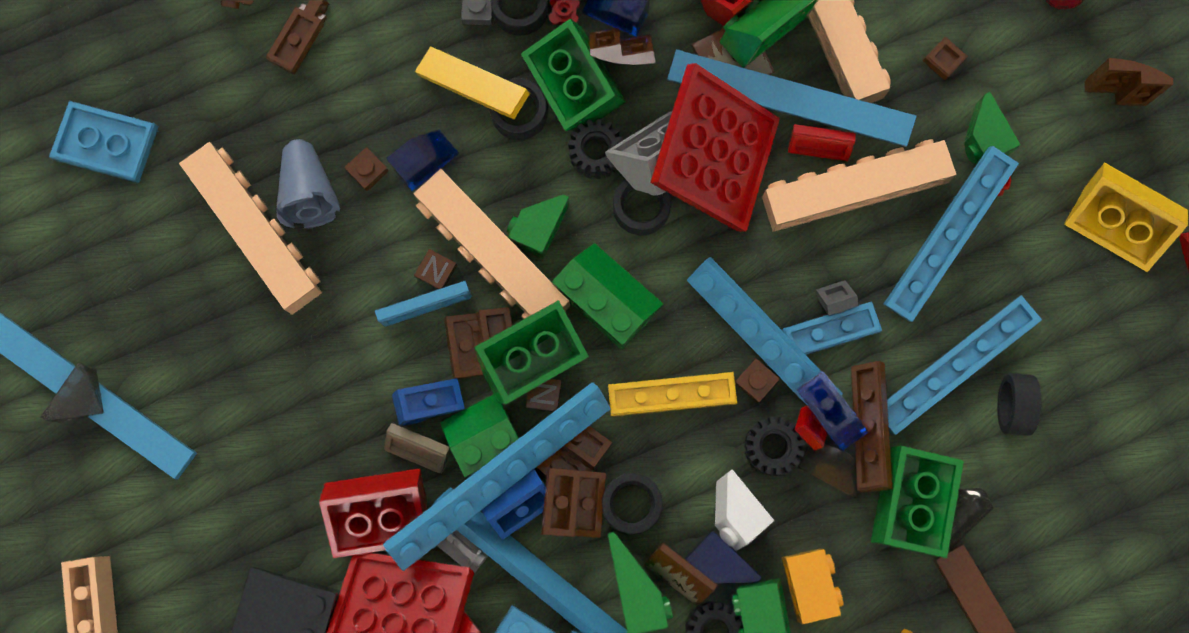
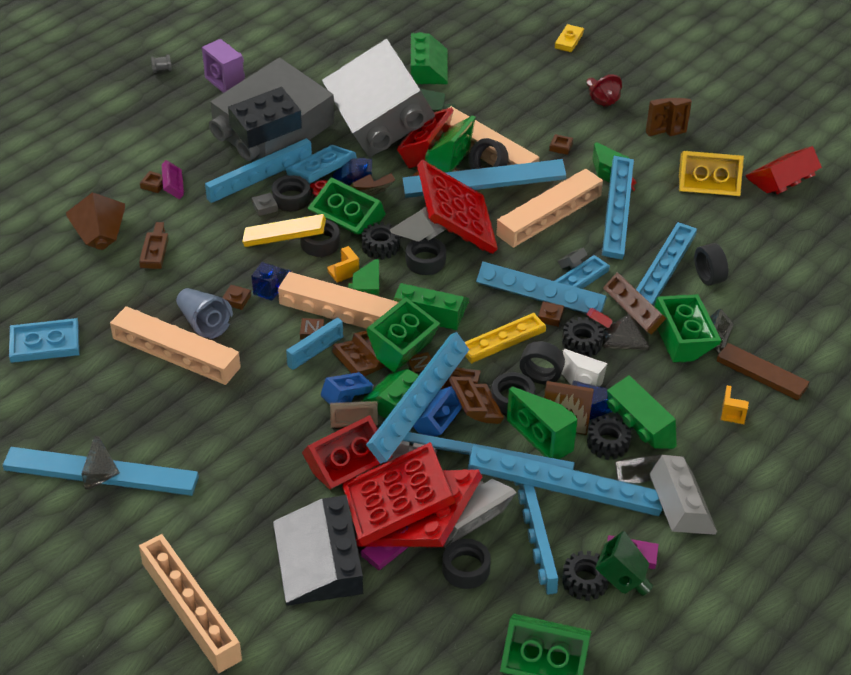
camera: 30 degrees left, 35 degrees down
(525, 176) = (347, 267): none -> light orange panel
(690, 480) = (544, 351): none -> black tyre
(812, 586) = (657, 387): light orange brick -> none
(821, 142) = (514, 195): red tile -> none
(832, 411) = (607, 297): clear blue slope -> none
(836, 59) = (478, 148): none -> black tyre

